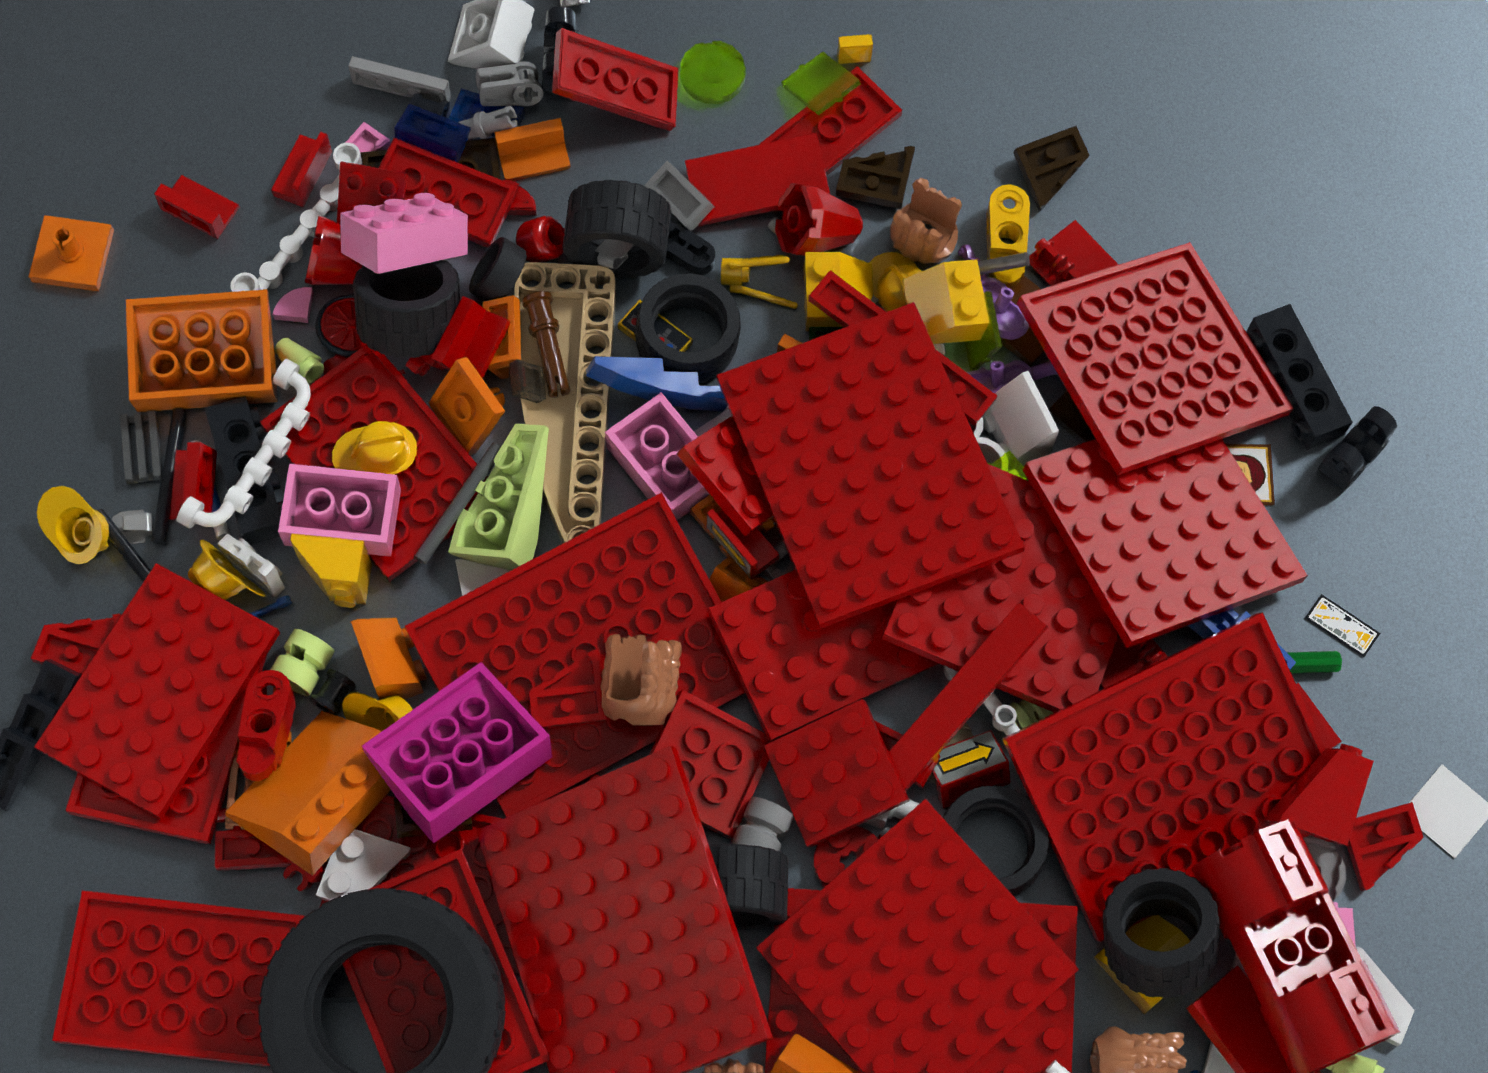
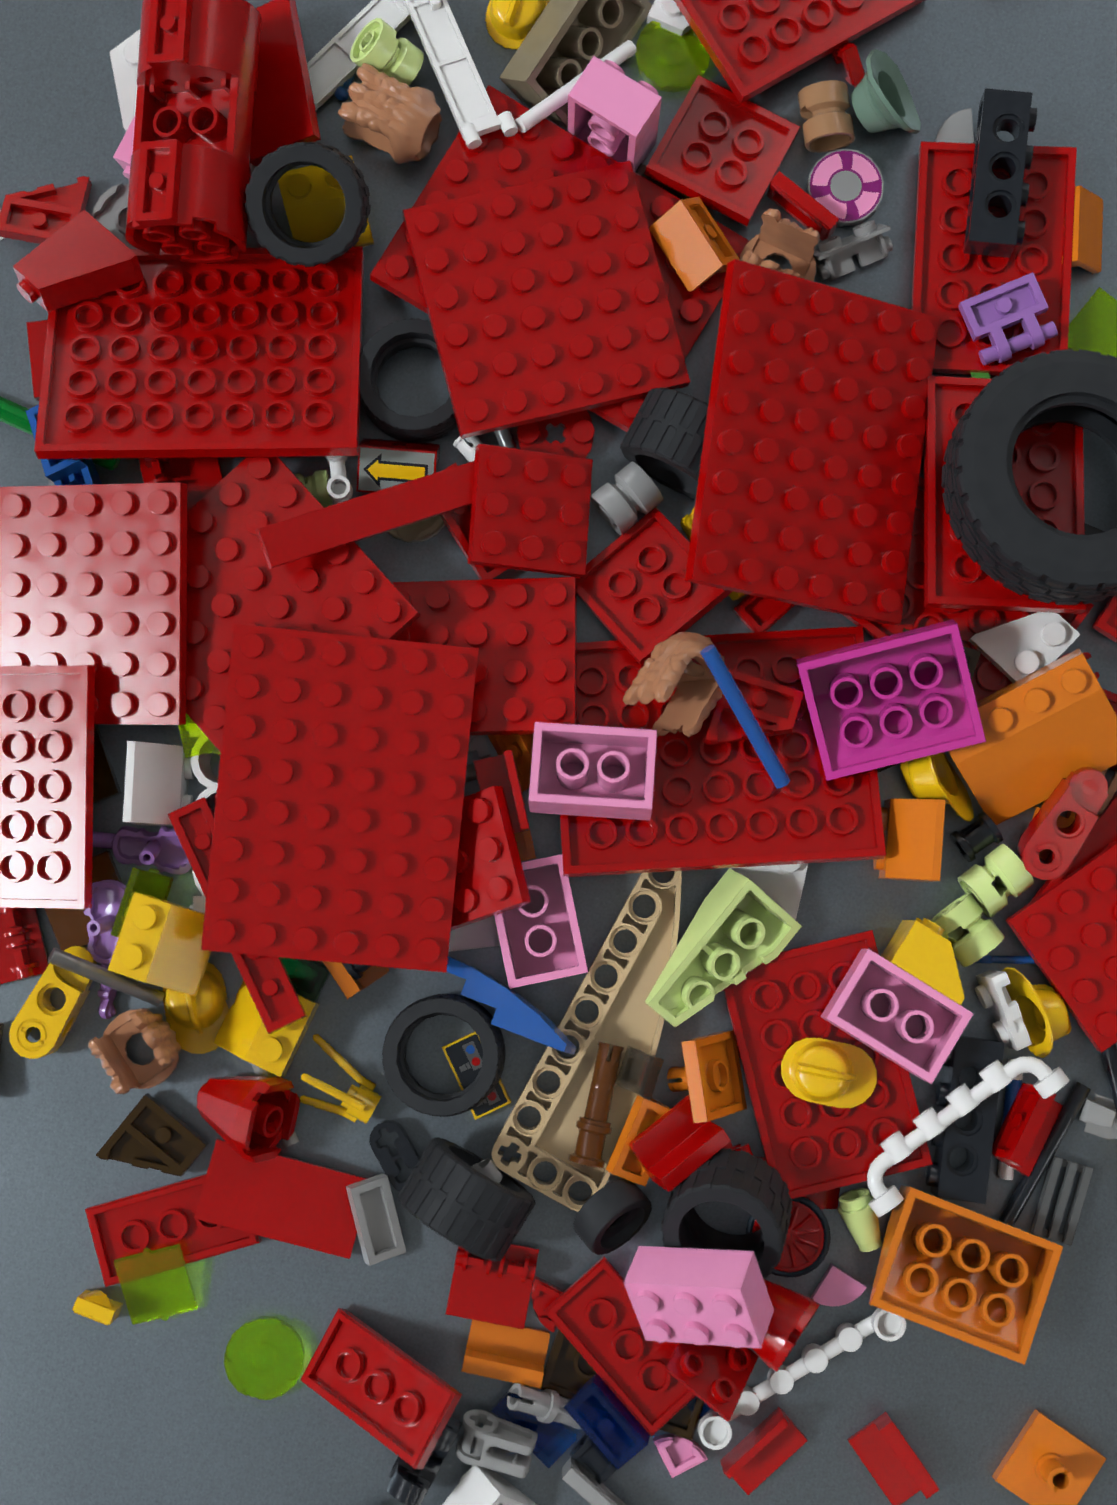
camera: 150 degrees left, 15 degrees up
(305, 611) = (967, 930): none -> yellowish green wheel
(457, 505) = (768, 972): dark grey bar -> none
(541, 239) = (548, 1235): red head -> none
(554, 186) = (491, 1289): none -> red hinge
(573, 675) = (745, 716): none -> blue bar
(677, 576) = (592, 771): none -> bright pink brick

